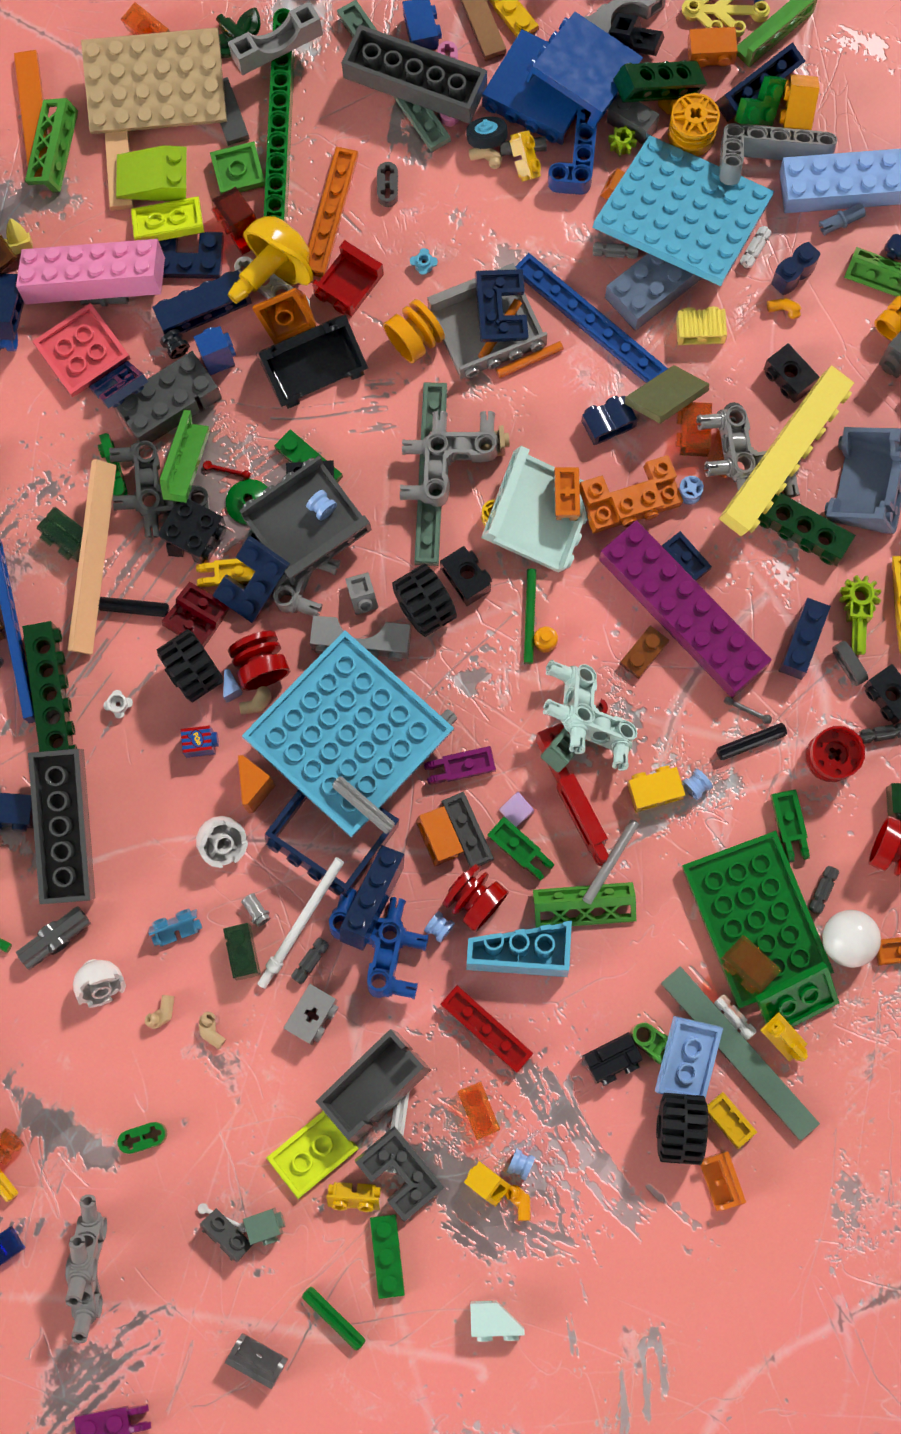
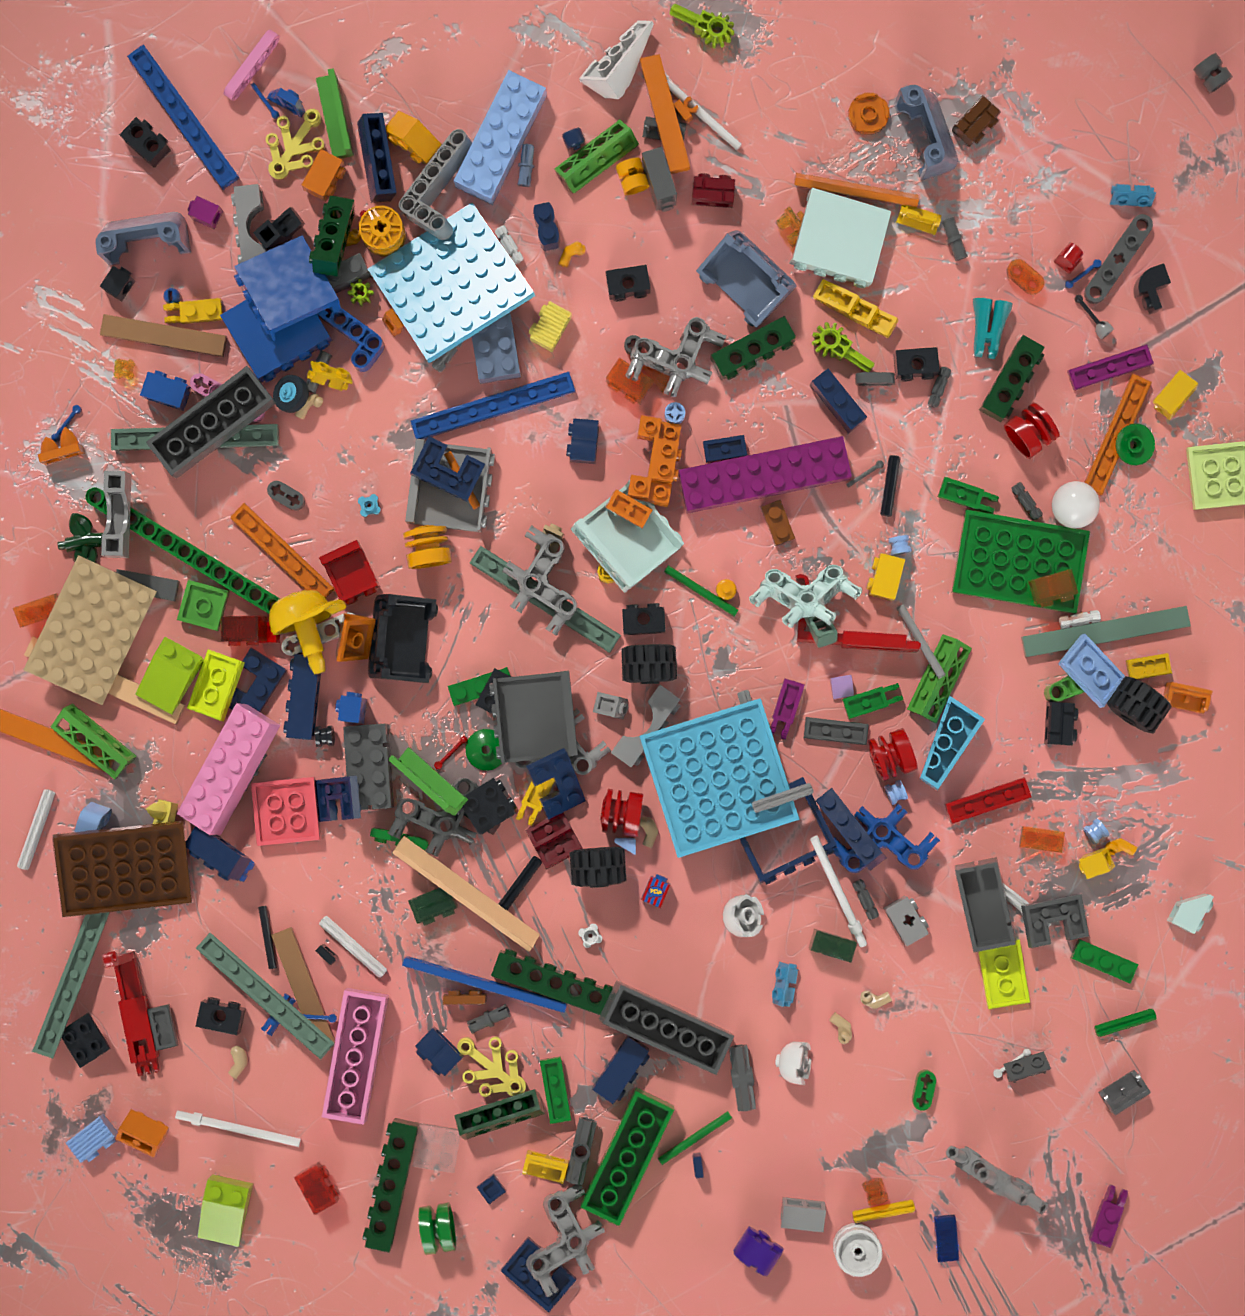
camera: 60 degrees left, 10 degrees up
(254, 784) = (714, 867): orange slope -> none
(256, 910) = (806, 918): light grey pin -> none
(264, 1226) = (1036, 1036): sand green brick -> none
(321, 505) = (531, 698): light blue wheel -> none
(341, 1197) = (1048, 969): yellow hinge -> none
(439, 836) = (829, 754): orange hinge -> none
(530, 359) = (497, 477): orange bar -> none
(667, 394) = (592, 386): olive tile -> none
(764, 109) = (402, 168): green plate -> none
(785, 1038) = (1117, 593): yellow hinge -> none
(786, 451) = (693, 326): light yellow brick -> none
(800, 996) = (1094, 568): green plate -> none
(848, 748) = (941, 422): red wheel -> none

